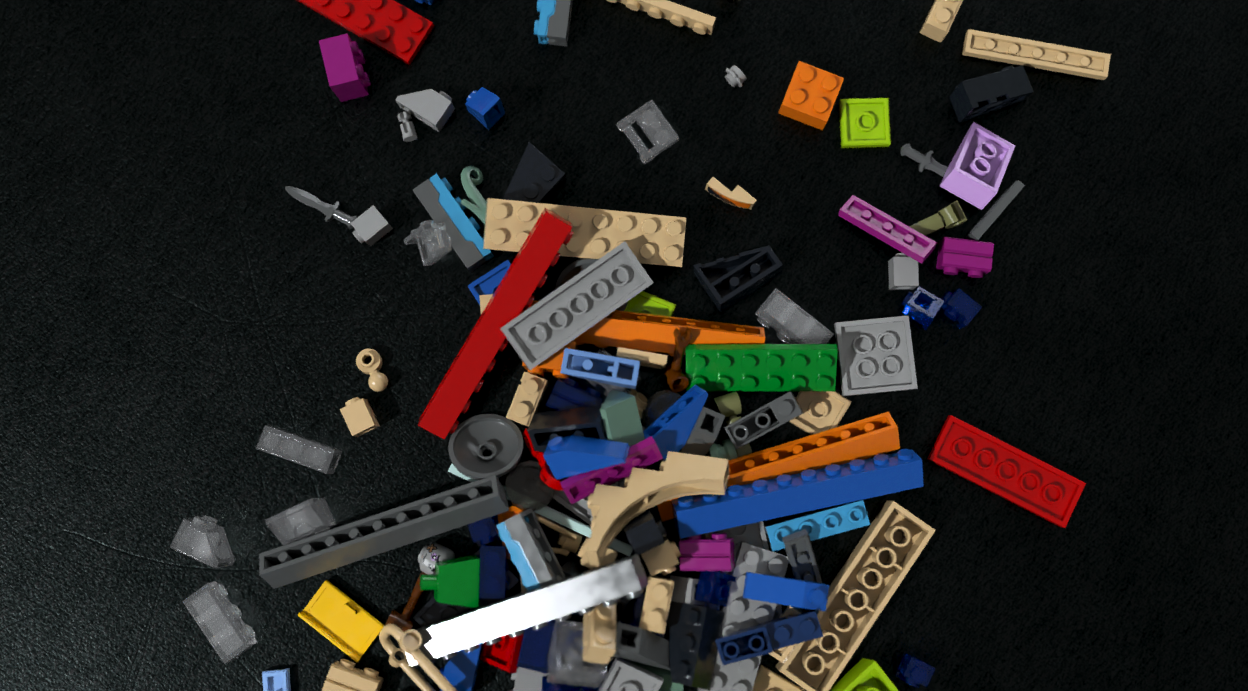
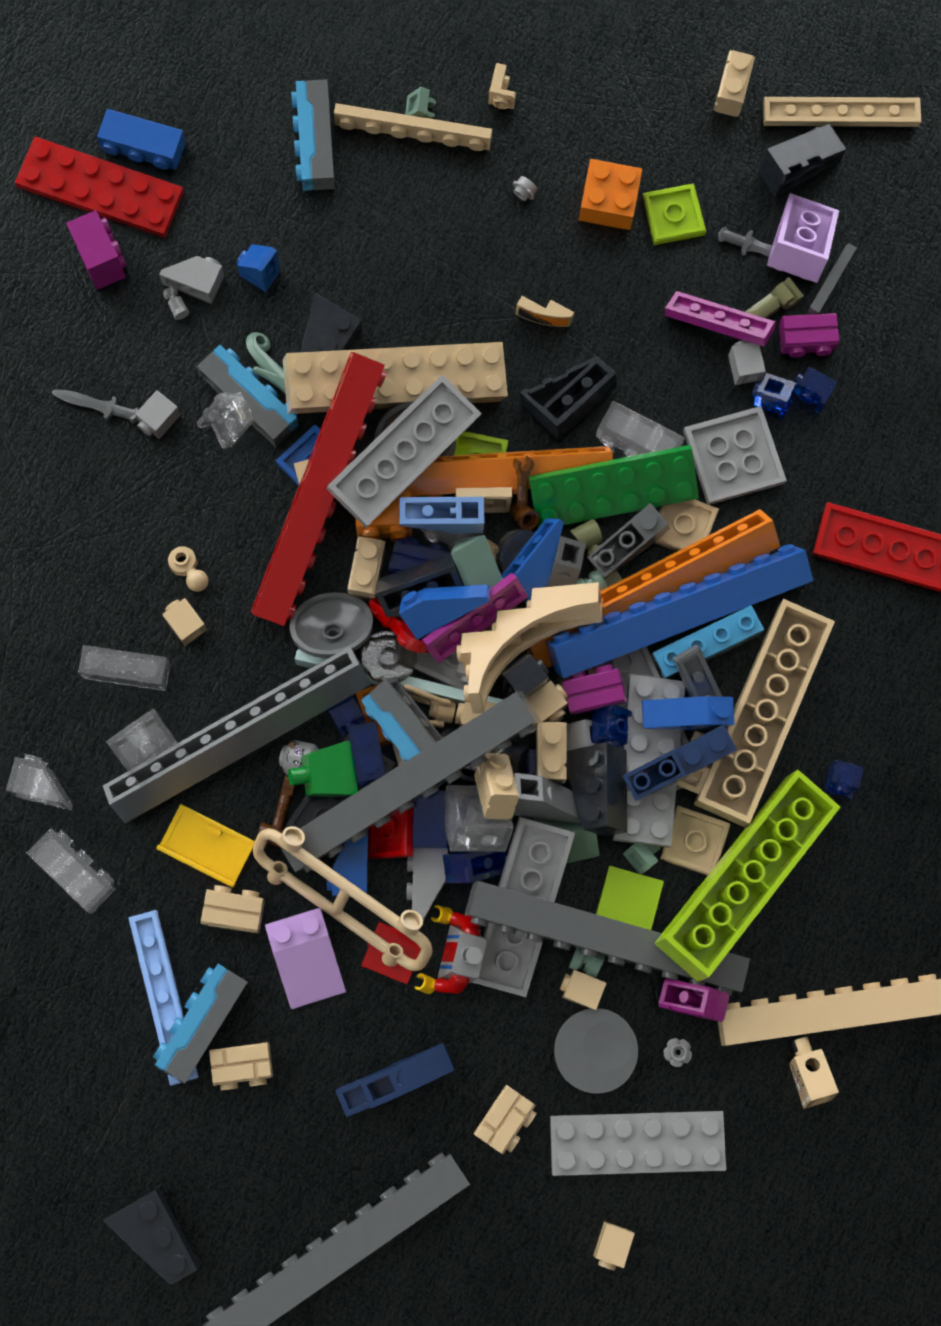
camera: 20 degrees left, 5 degrees down
(655, 128) = (447, 256): clear plate -> none

